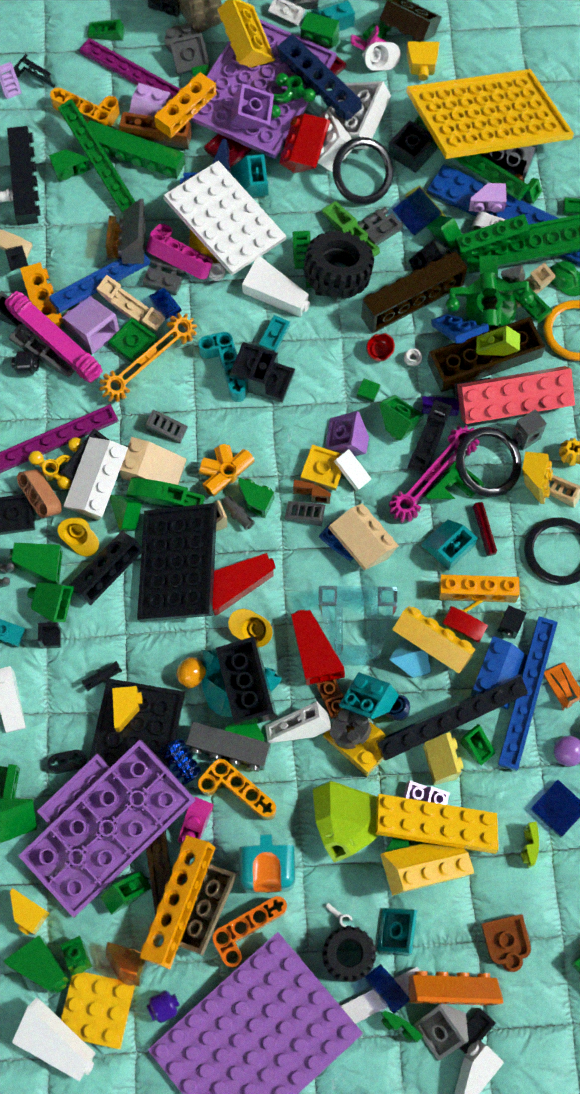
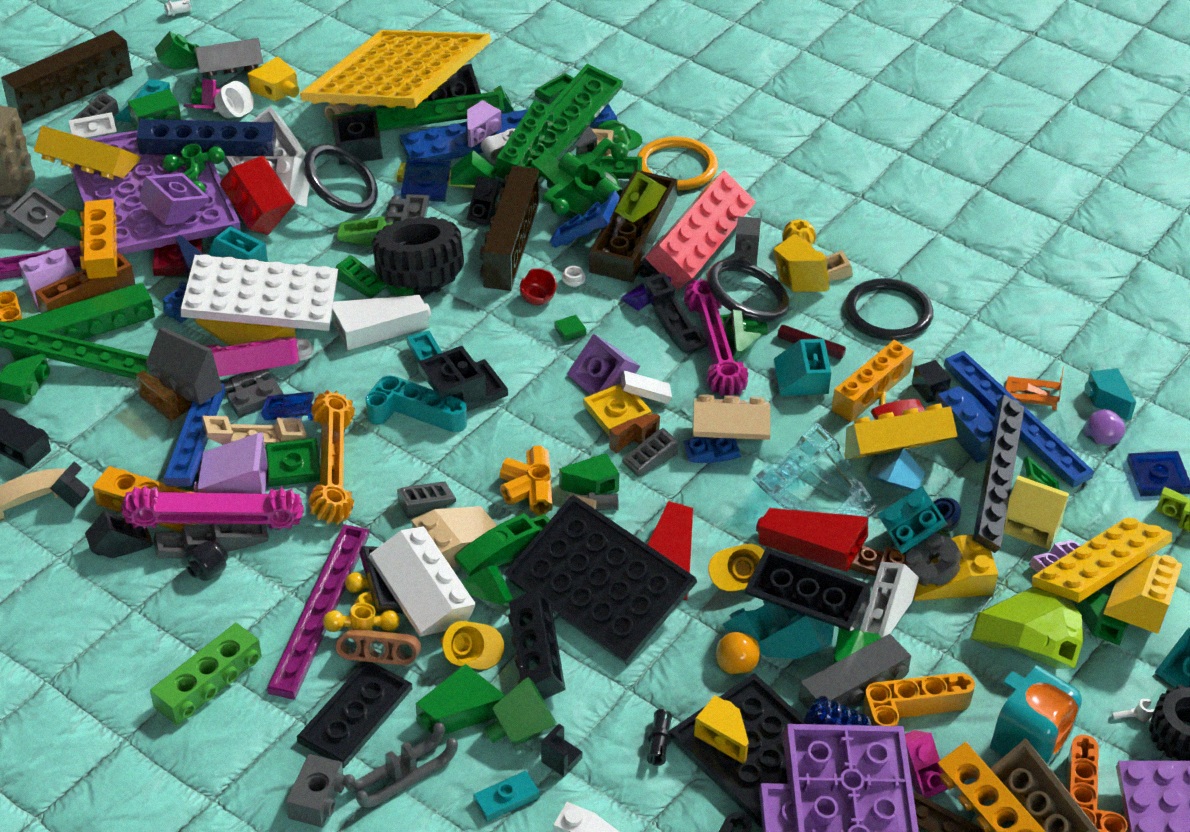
camera: 50 degrees left, 25 degrees down
(399, 417) = (631, 322): green slope -> none

